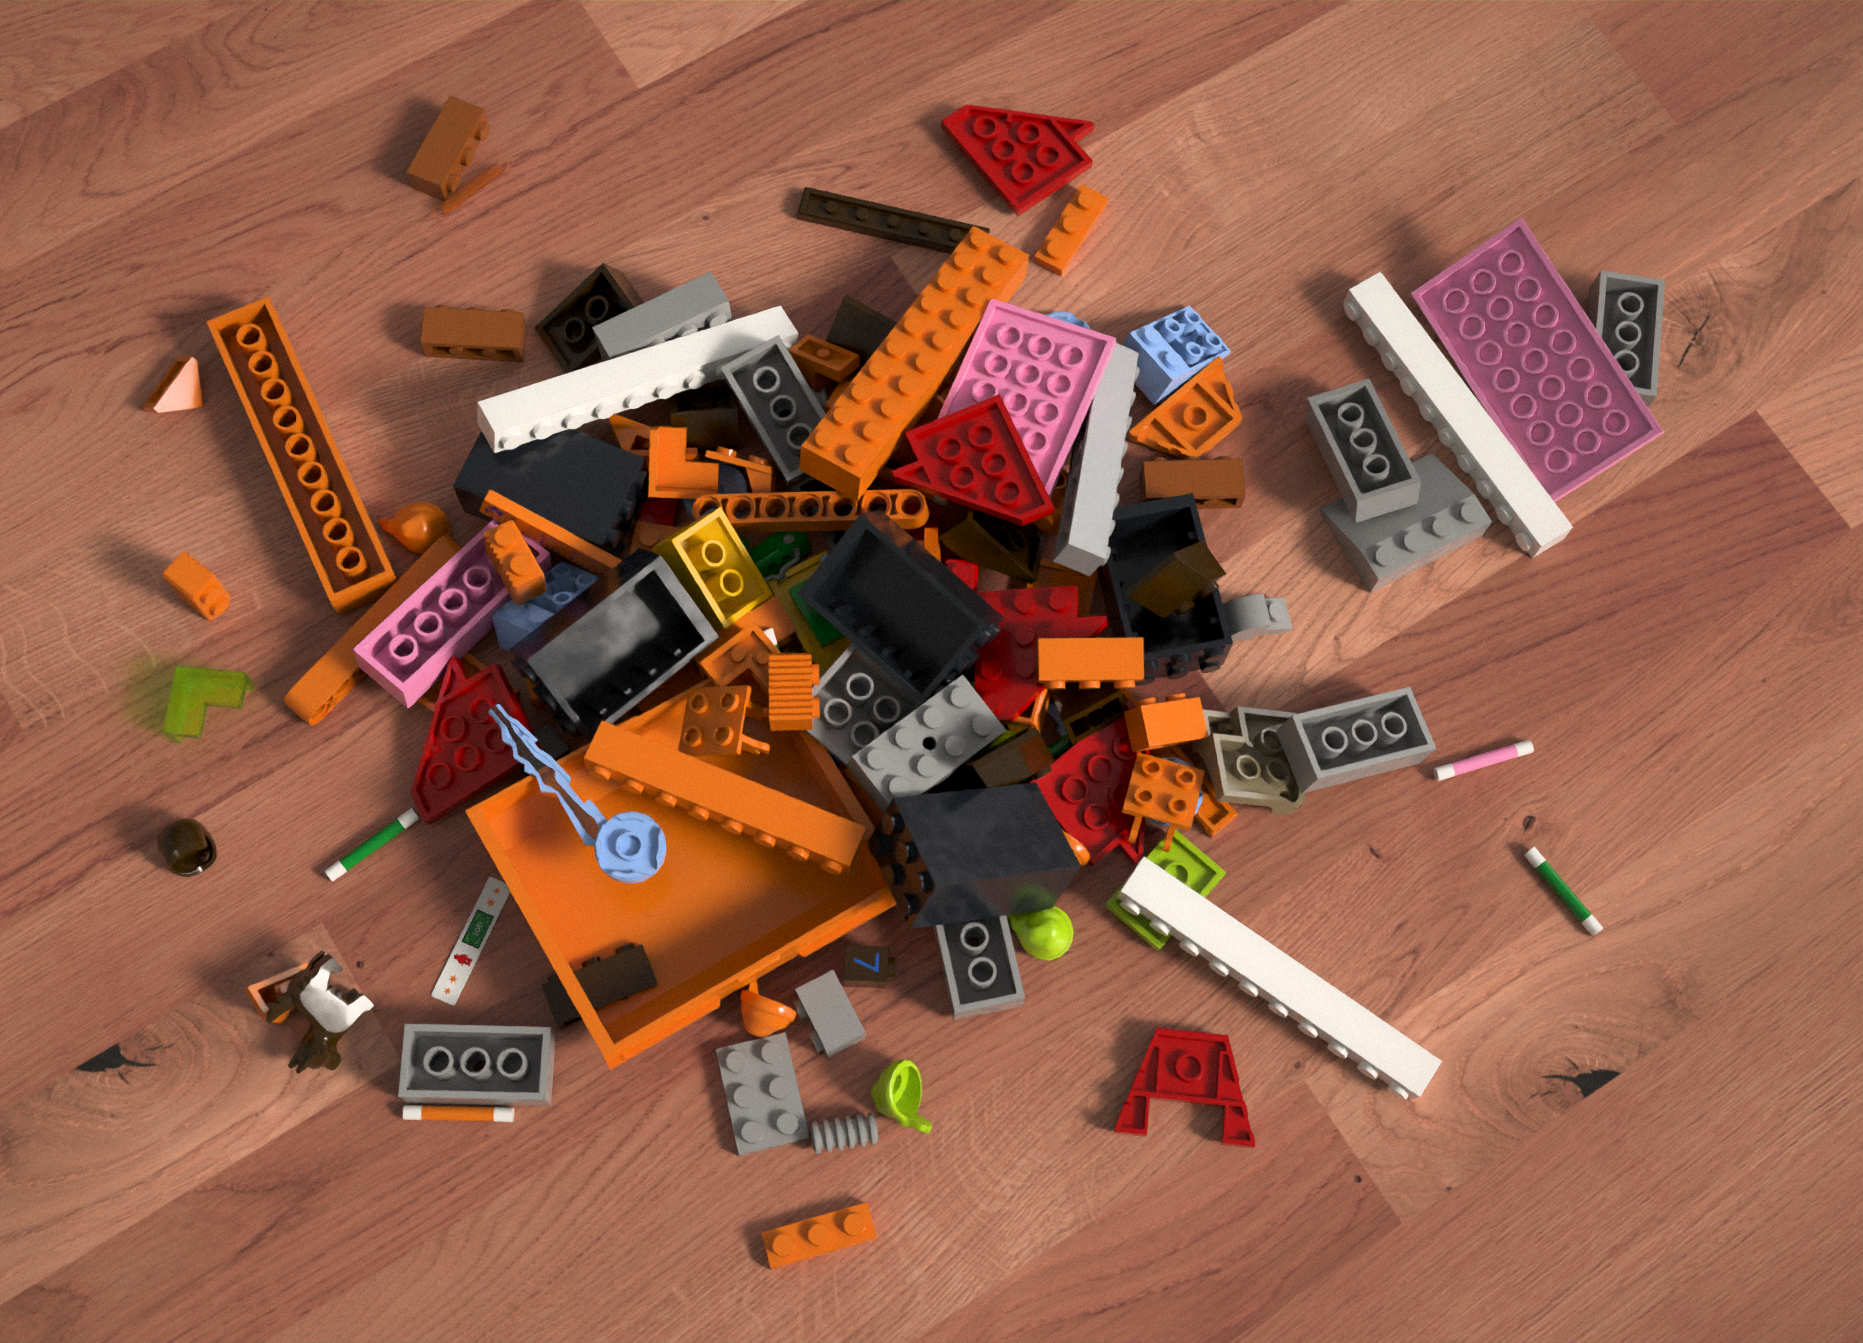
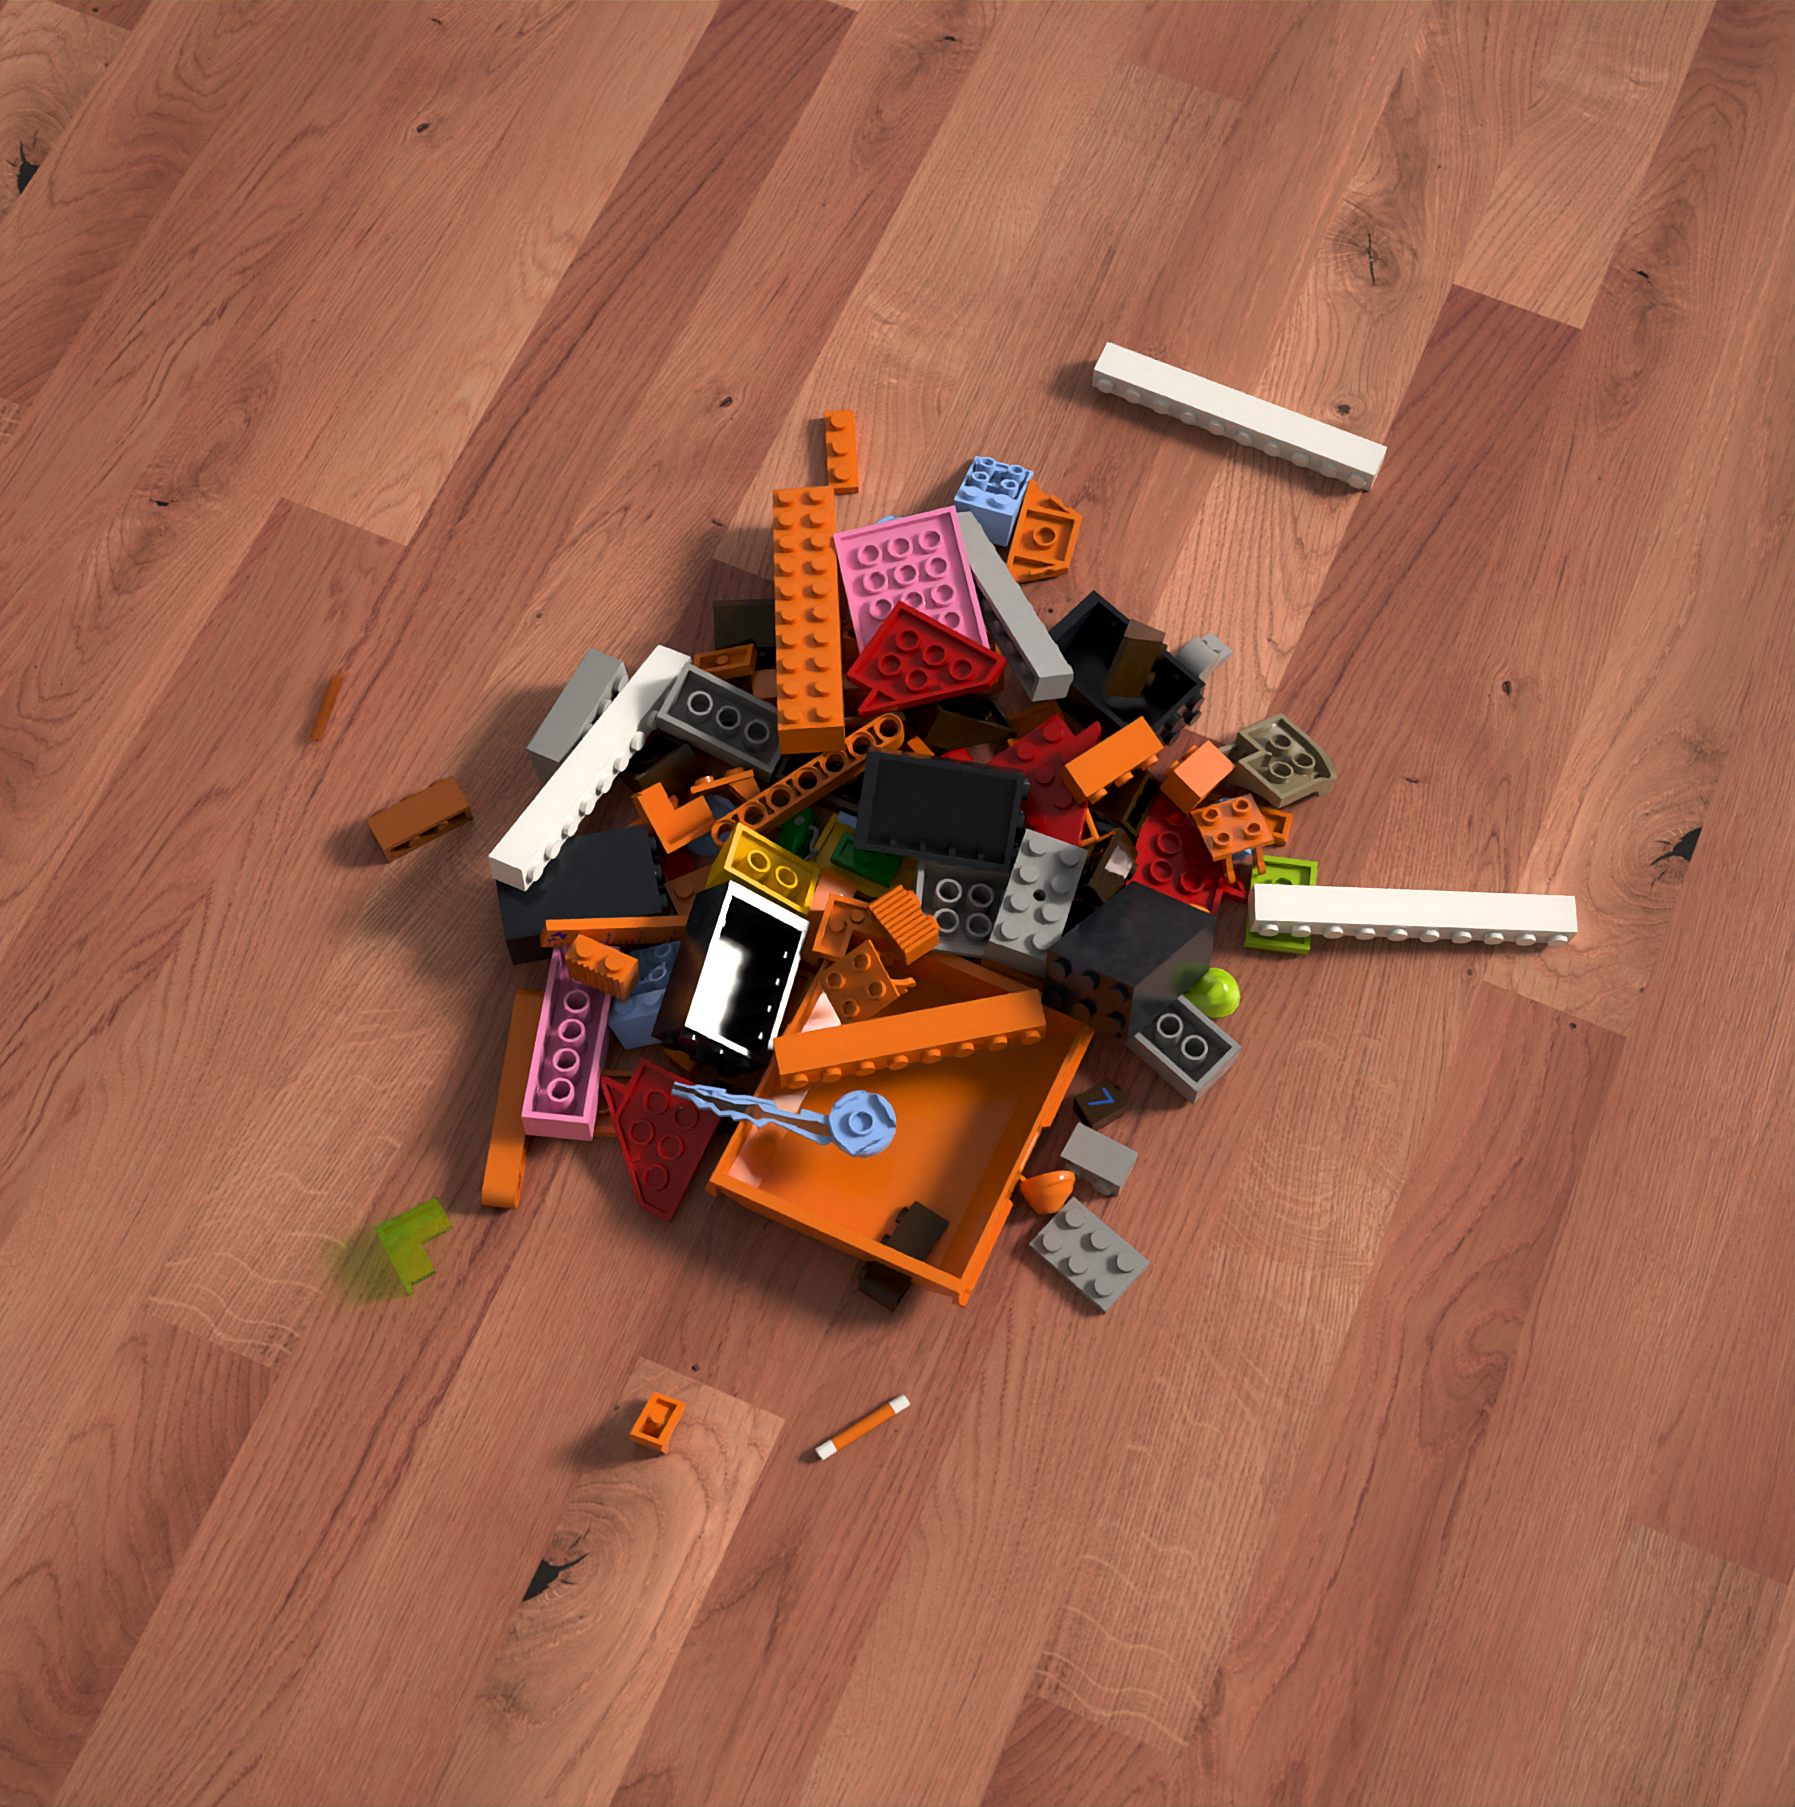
camera: 30 degrees left, 5 degrees down
(177, 389) = (196, 1014): slope -> none
(186, 844) = (484, 1365): dark brown helmet -> none
(197, 586) = (343, 1156): orange brick -> none
(303, 455) = (351, 998): orange brick -> none
(325, 1010) = (701, 1413): dark brown animal -> none
(371, 844) = (636, 1269): green bar -> none
(417, 526) = (487, 998): orange hat -> none
(442, 1059) = (879, 1352): light grey brick -> none
(448, 148) = (286, 685): dark orange brick -> none
(471, 941) = (772, 1291): white sticker -> none
(569, 325) = (501, 757): dark brown slope -> none
(629, 433) = (611, 816): orange slope -> none
(819, 1235) = (1210, 1331): orange plate -> none
(844, 1133) = (1174, 1241): light grey piece -> none
(882, 221) = (691, 531): dark brown tile -> none
(899, 1095) = (1194, 1186): lime hat -> none
(1019, 151) = (757, 415): red wing -> none
(1188, 1070) = (1396, 1025): red wing -> none
(1213, 482) = (1097, 572): dark orange brick -> none
(1355, 739) = (1343, 701): light grey brick -> none
(1362, 451) = (1193, 483): light grey brick -> none
(1413, 536) = (1258, 519): light grey slope -> none
(1483, 760) = (1442, 662): bright pink bar -> none
(1536, 361) = (1272, 338): bright pink plate -> none
(1563, 891) = (1568, 721): green bar -> none
(1629, 320) = (1323, 288): light grey brick -> none

